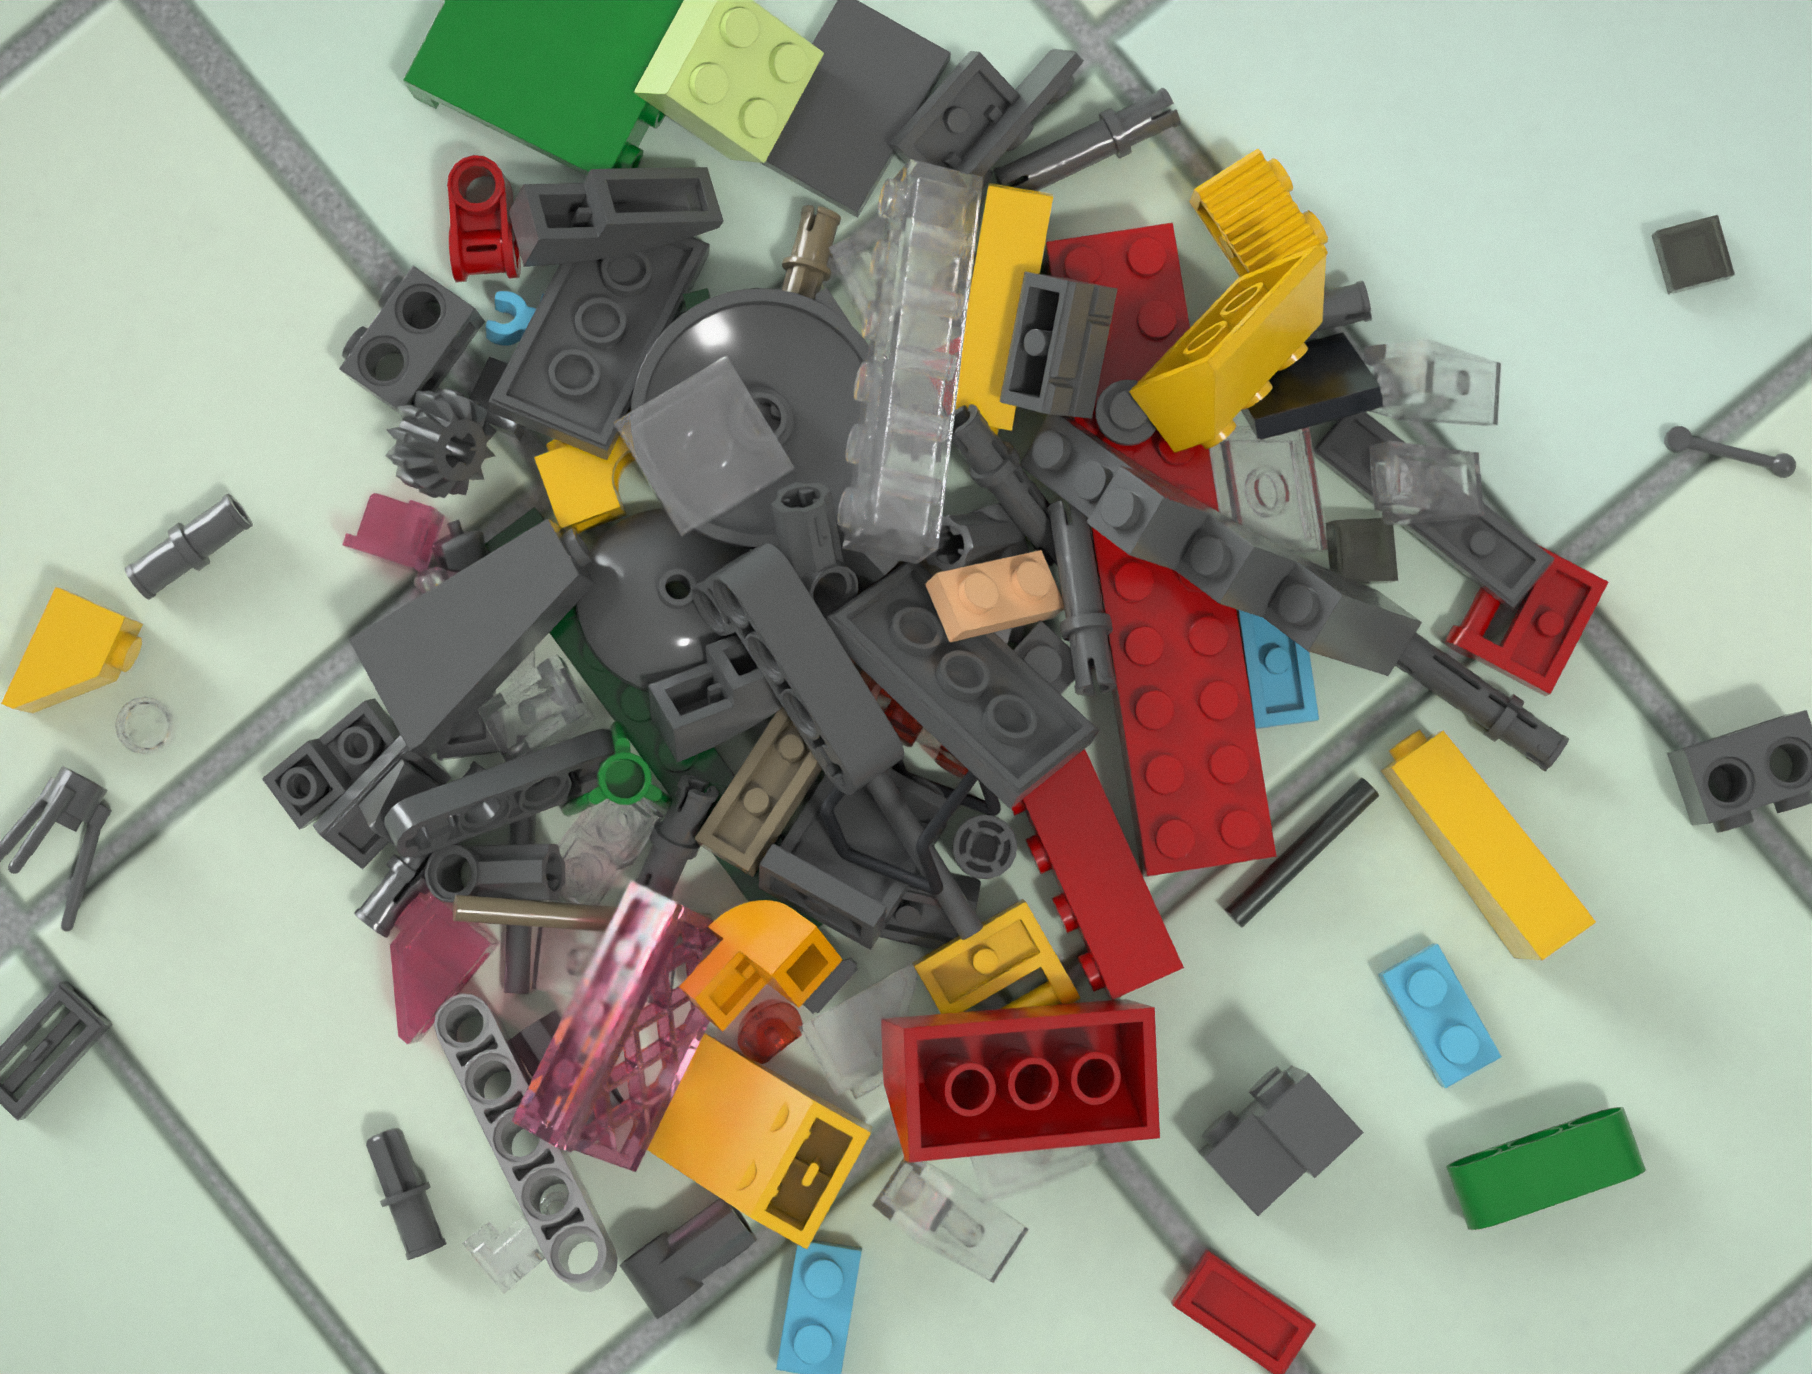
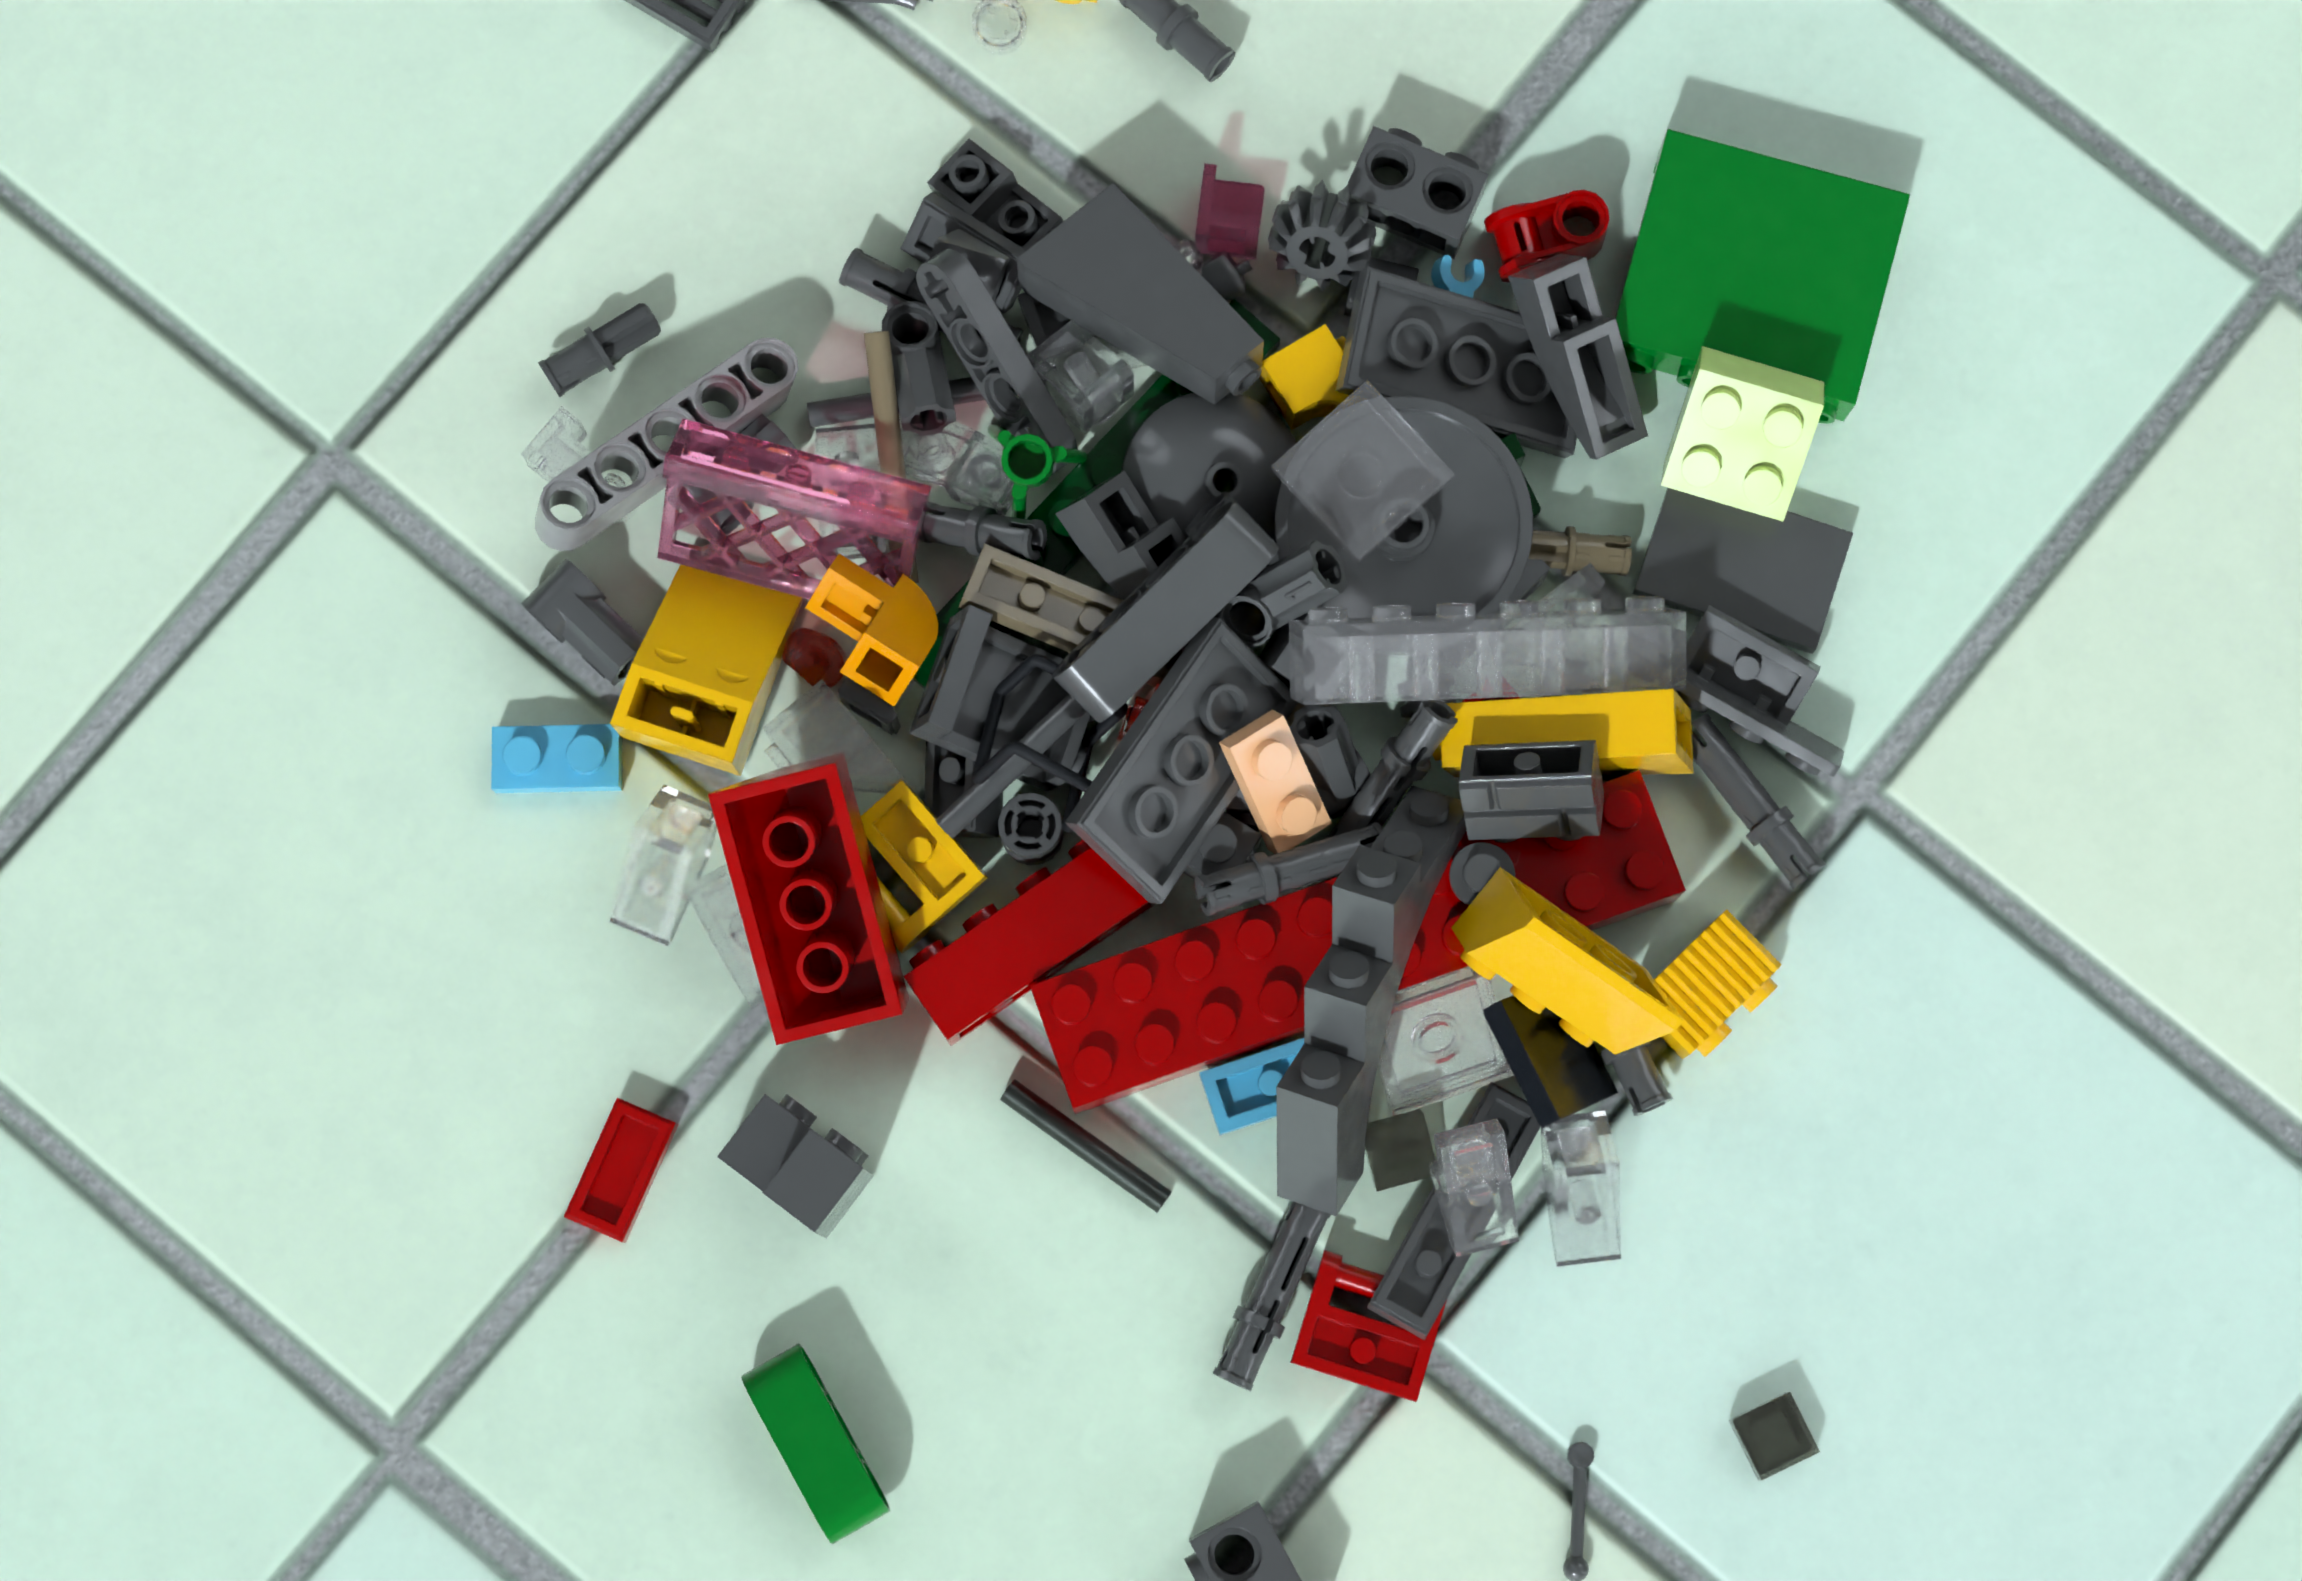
camera: 75 degrees right, 5 degrees down
(432, 962) = (822, 328): clear pink slope -> none
(1439, 1015) = (948, 1312): medium azure plate -> none
(1485, 847) = (1126, 1316): yellow slope -> none

